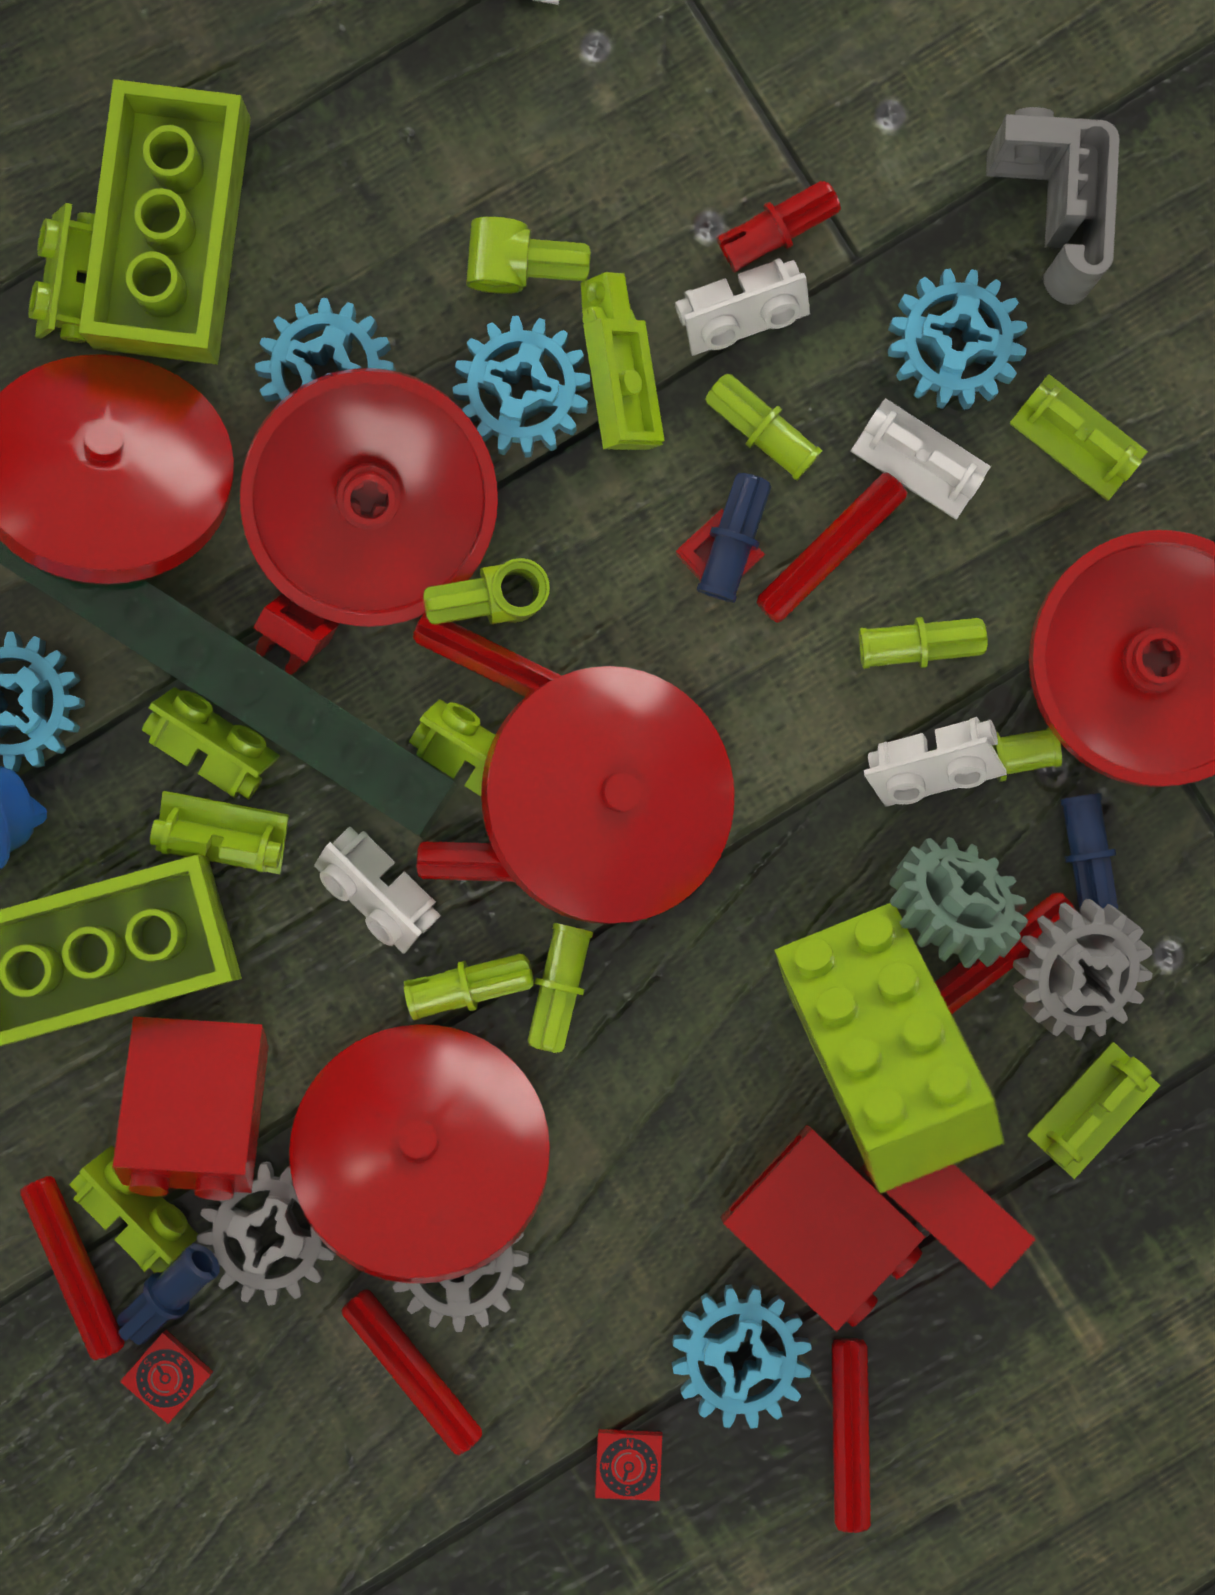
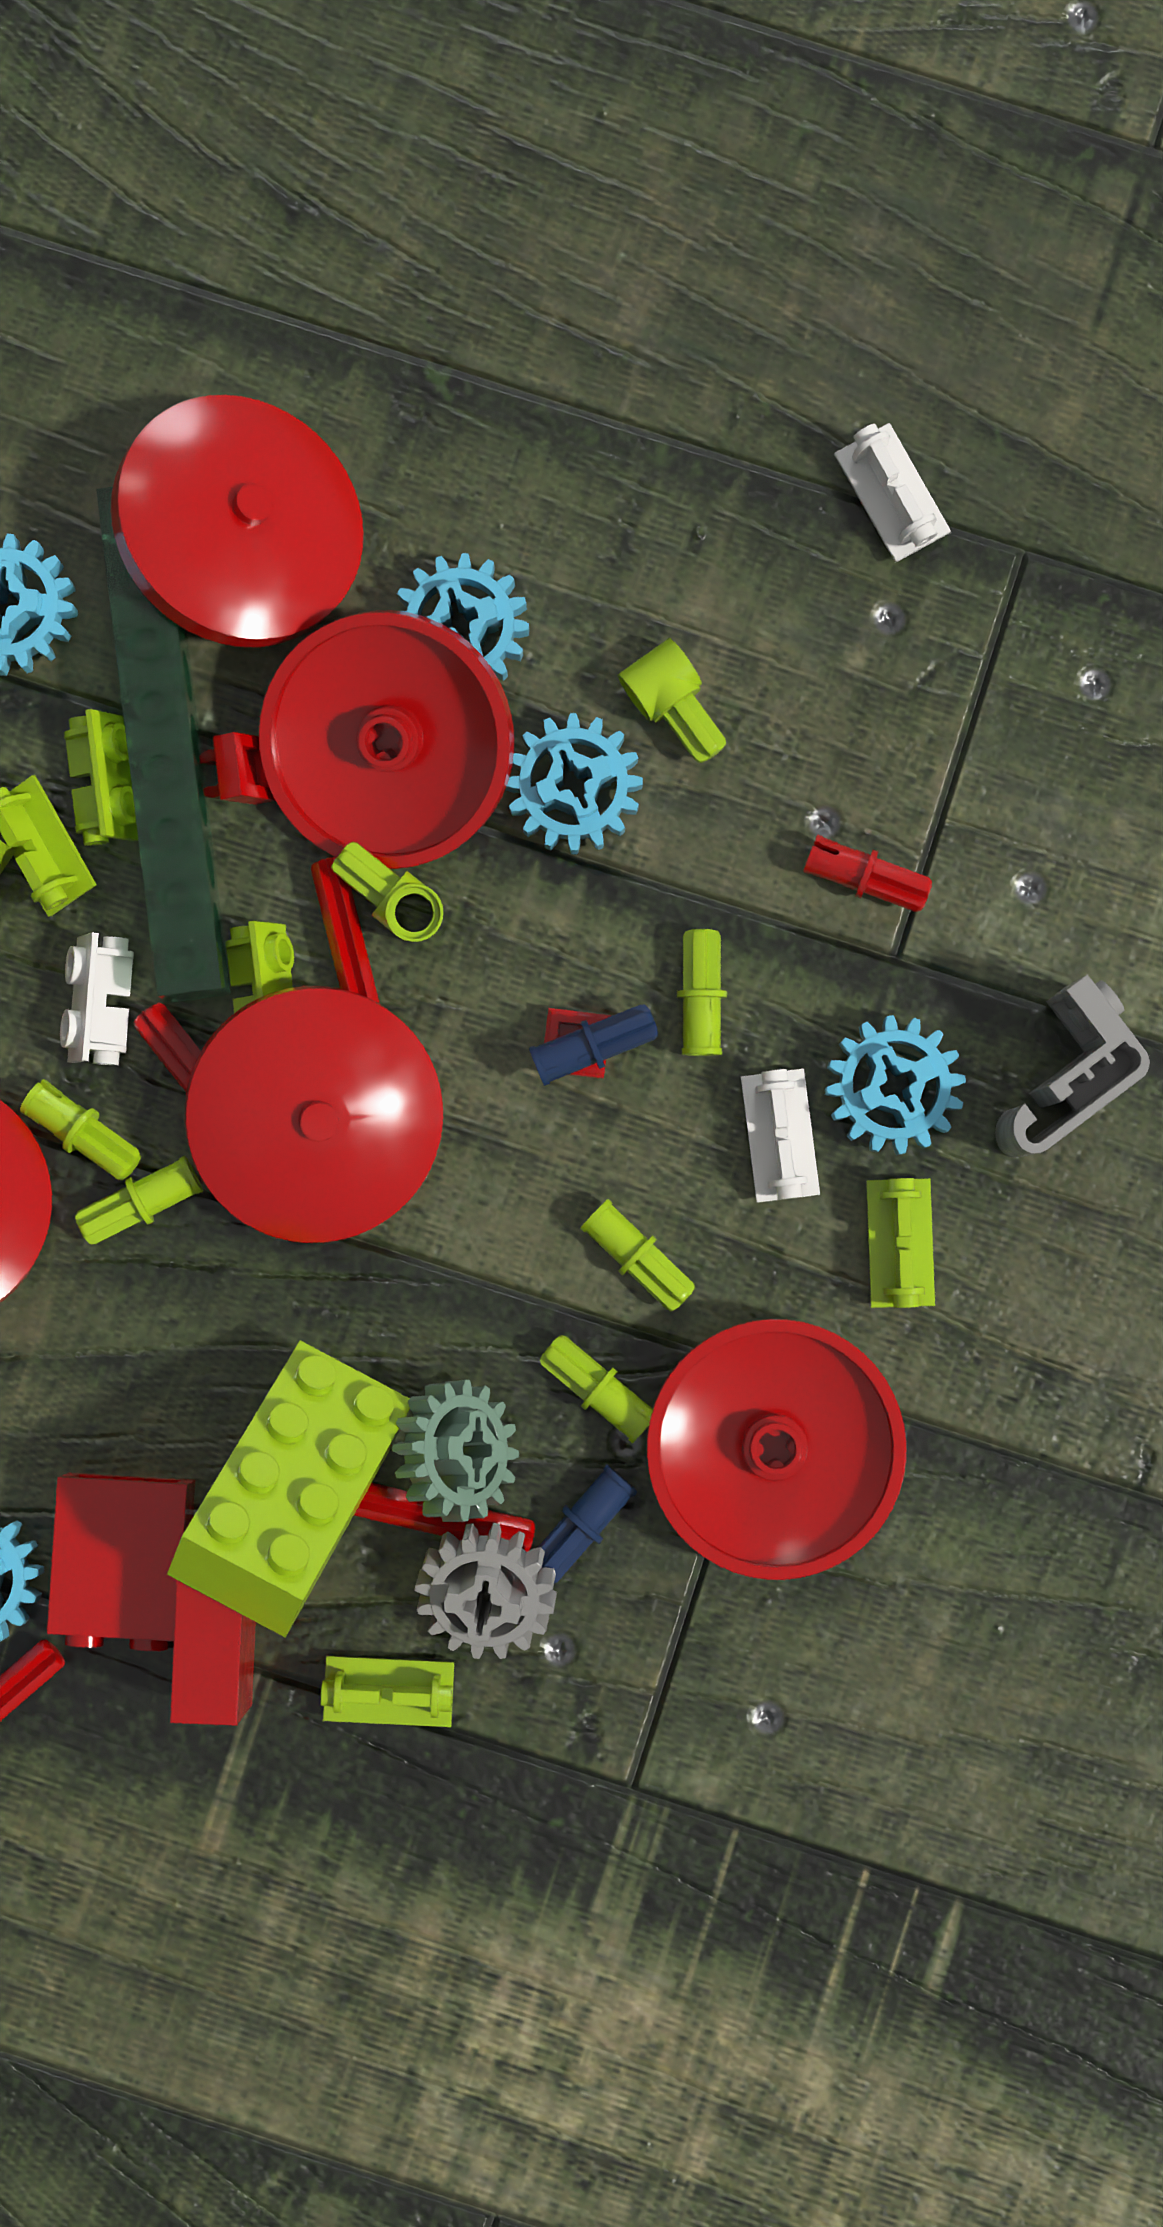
camera: 60 degrees right, 0 degrees up
(59, 296) = (345, 378): lime hinge -> none
(165, 222) = (467, 408): lime brick -> none
(620, 366) = (653, 845): lime hinge -> none
(771, 299) = (755, 889): white hinge -> none
(831, 547) = (653, 1125): red axle -> none
(907, 771) = (528, 1327): white hinge -> none

